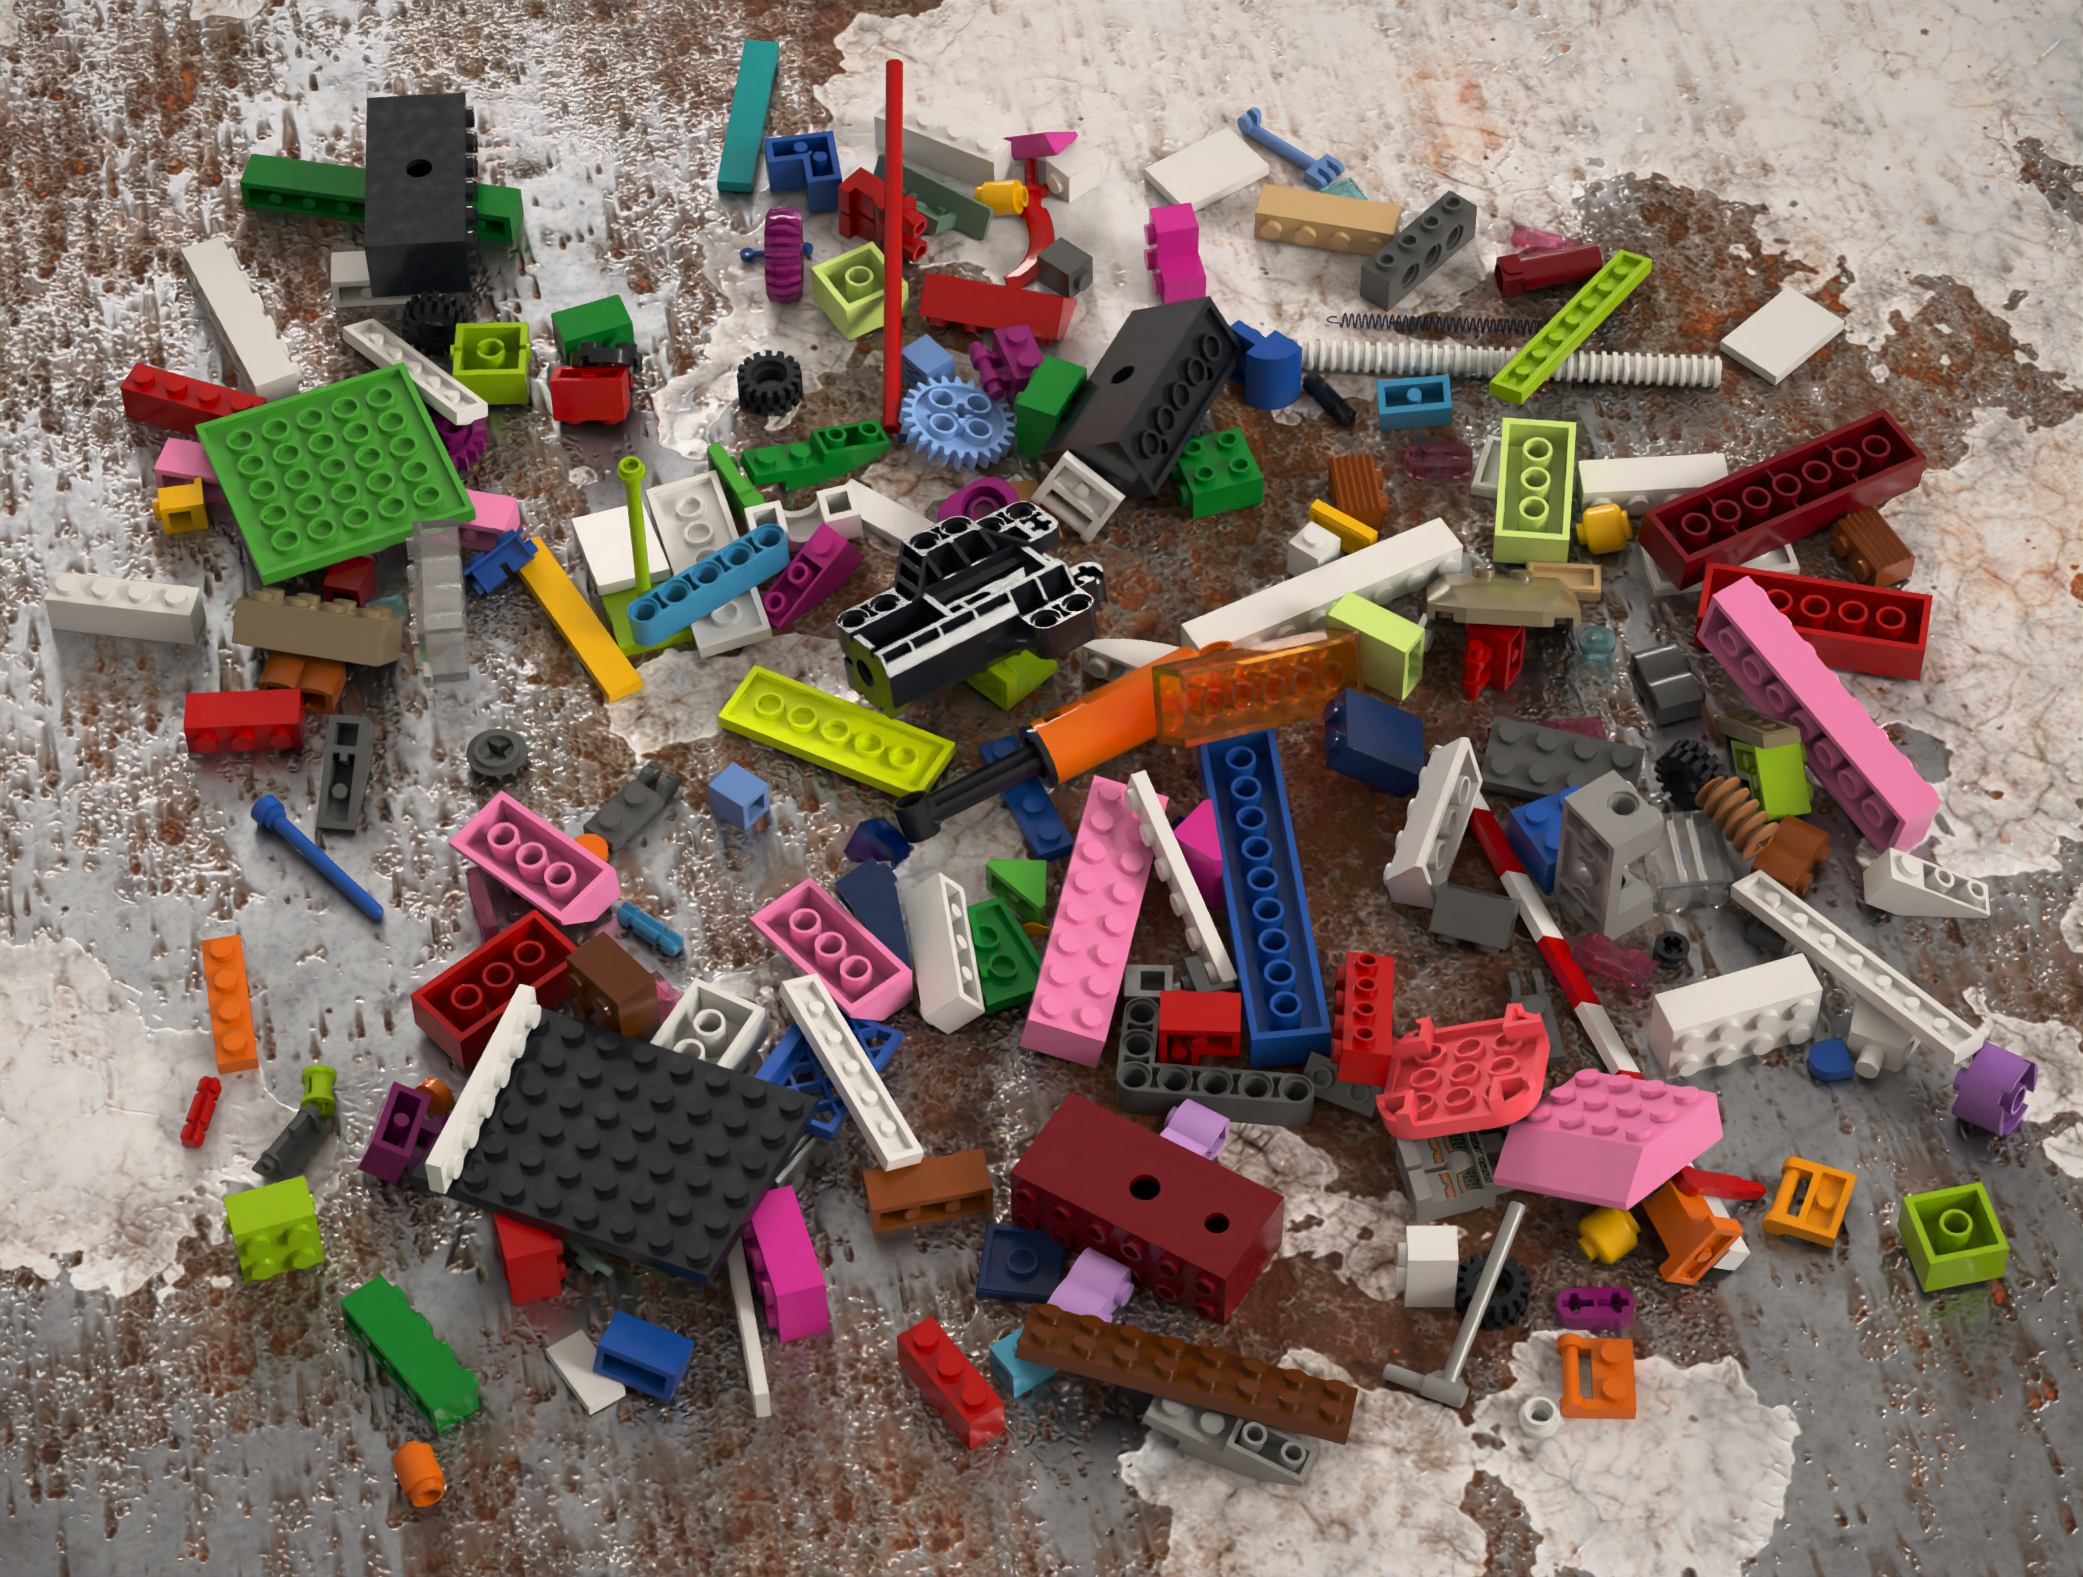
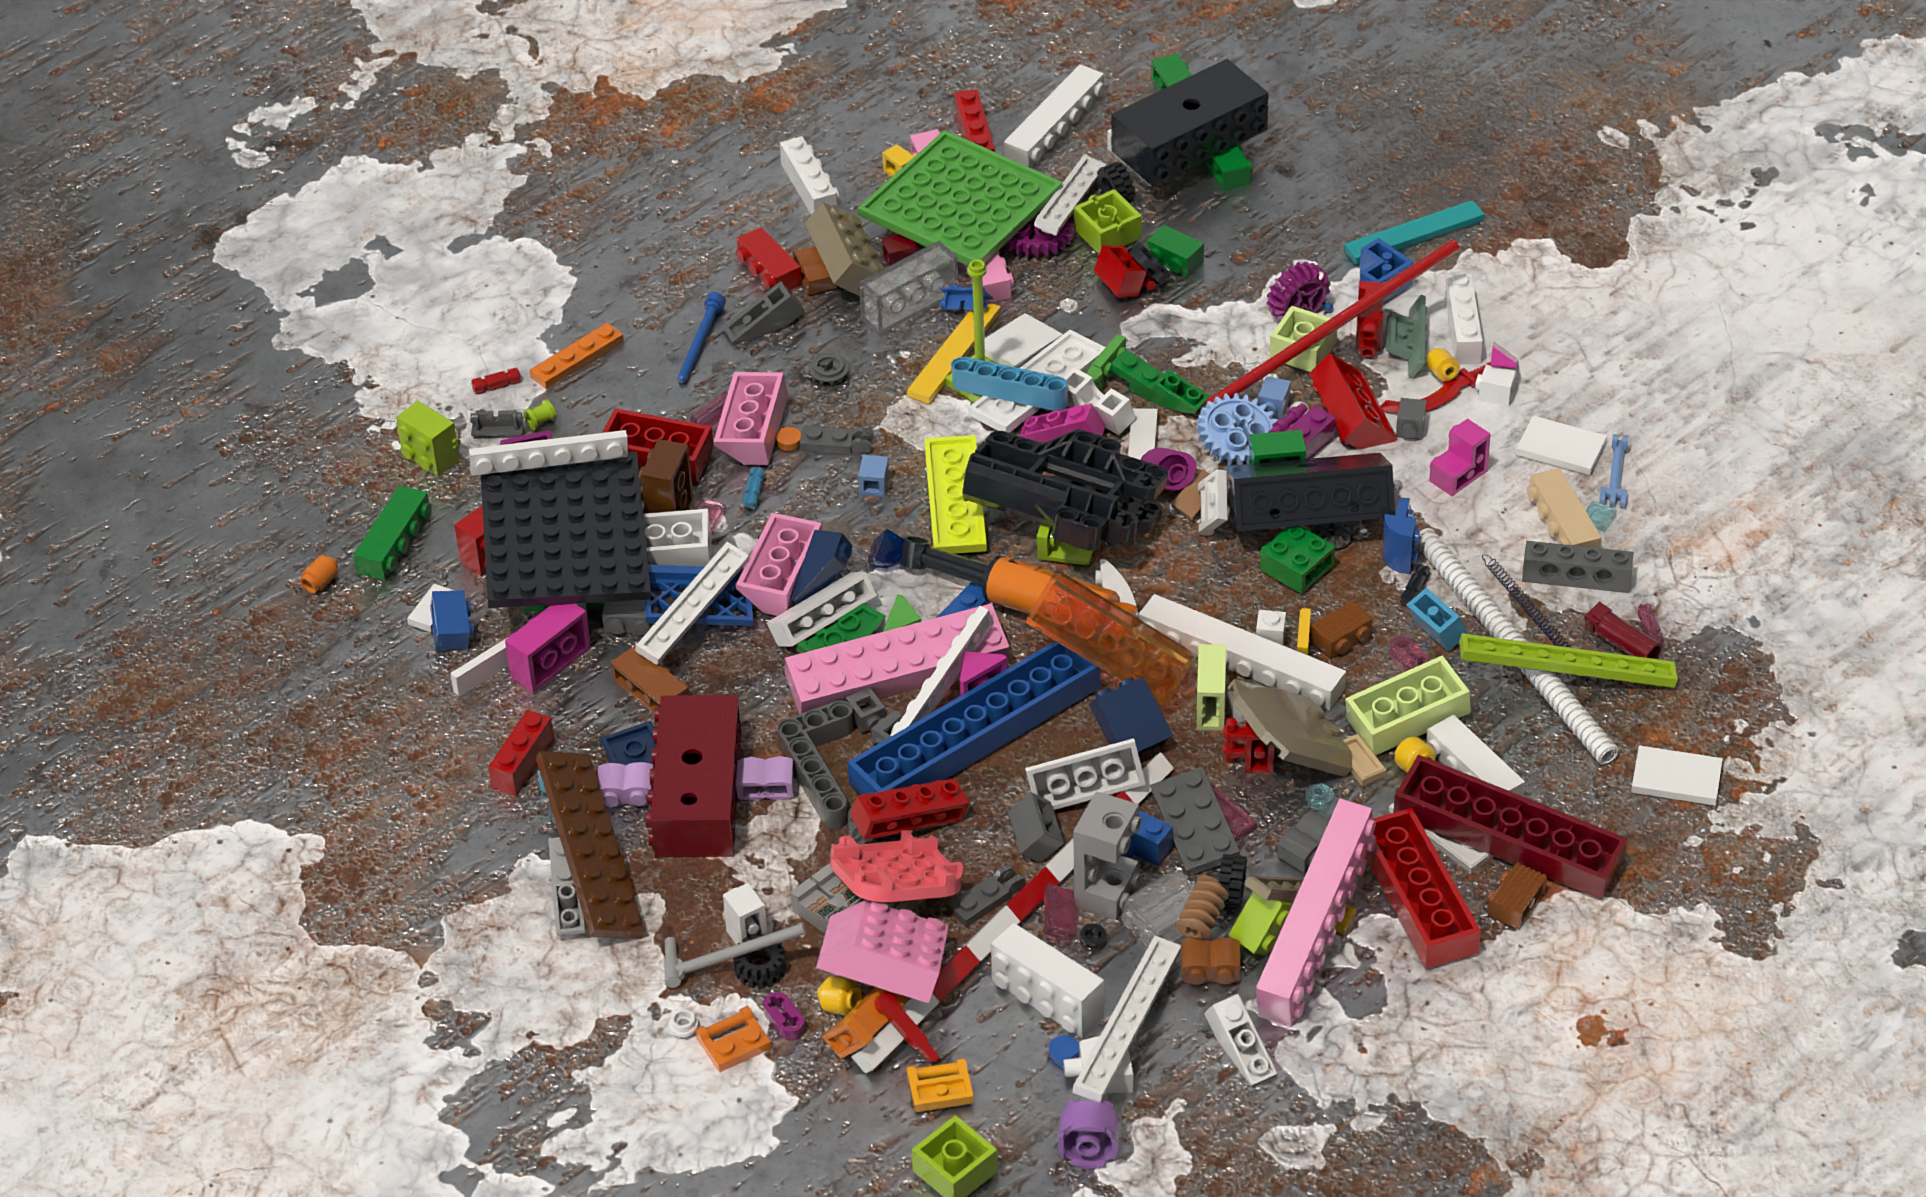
camera: 60 degrees right, 5 degrees down
(769, 397) = (1202, 350): black tyre -> none
(1198, 1025) = (839, 734): red brick -> none

